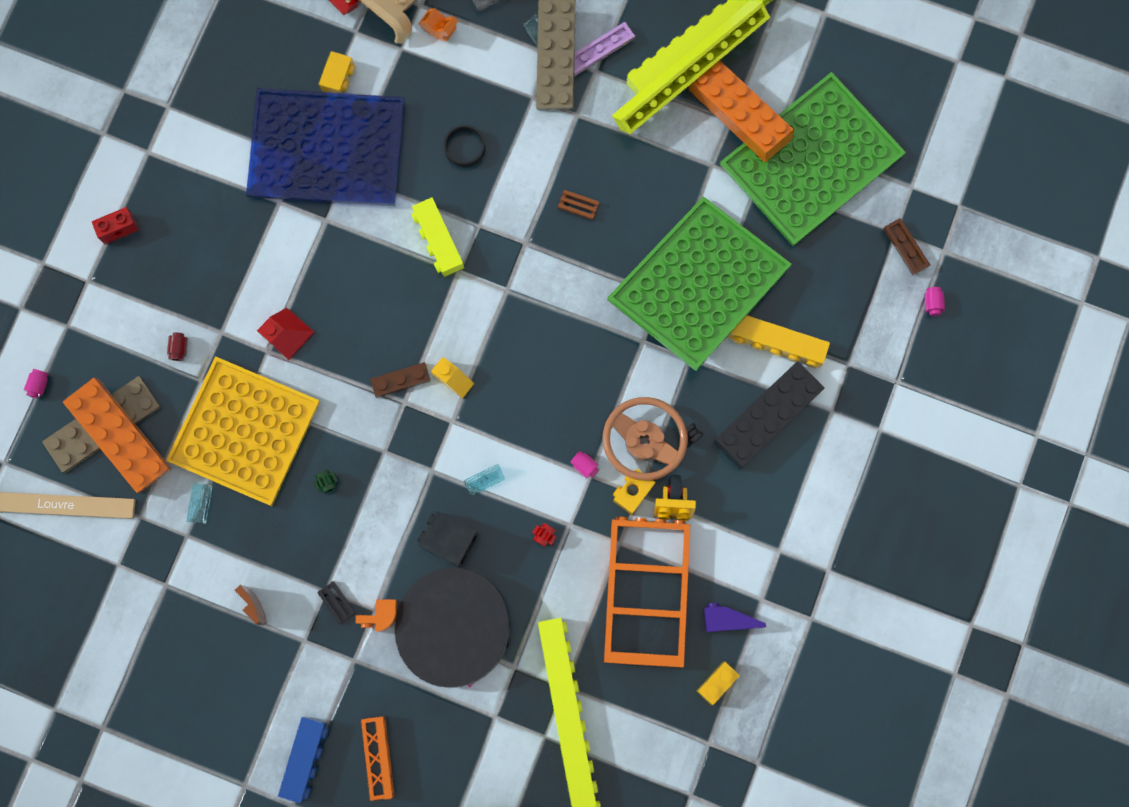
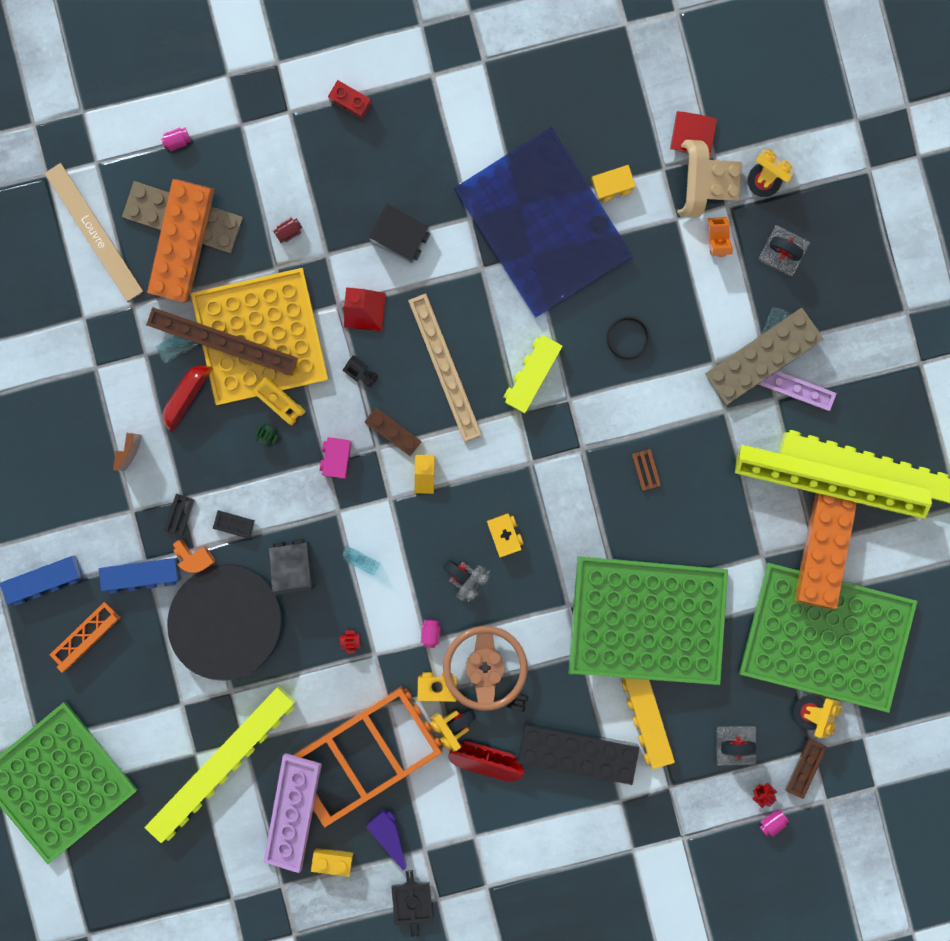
camera: 55 degrees right, 10 degrees up
(222, 461) = (222, 341): none -> reddish brown plate
(243, 525) = (184, 395): none -> red brick
(248, 261) = (399, 234): none -> black slope
(305, 451) = (278, 400): none -> yellow plate
(330, 372) = (358, 371): none -> black plate
(359, 672) = (139, 574): none -> blue brick
(378, 562) = (233, 524): none -> black plate
(381, 303) = (445, 367): none -> tan tile
(386, 438) = (336, 457): none -> dark pink brick
(556, 355) = (505, 546): none -> yellow brick
(561, 402) = (459, 573): none -> clear plate
(652, 685) = (292, 813): none -> lavender plate
(724, 494) = (487, 761): none -> red brick
(799, 641) = (412, 903): none -> black plate
(850, 287) = (736, 745): none -> clear plate
(866, 208) = (817, 715): none -> plate
(906, 292) = (764, 795): none -> red gear

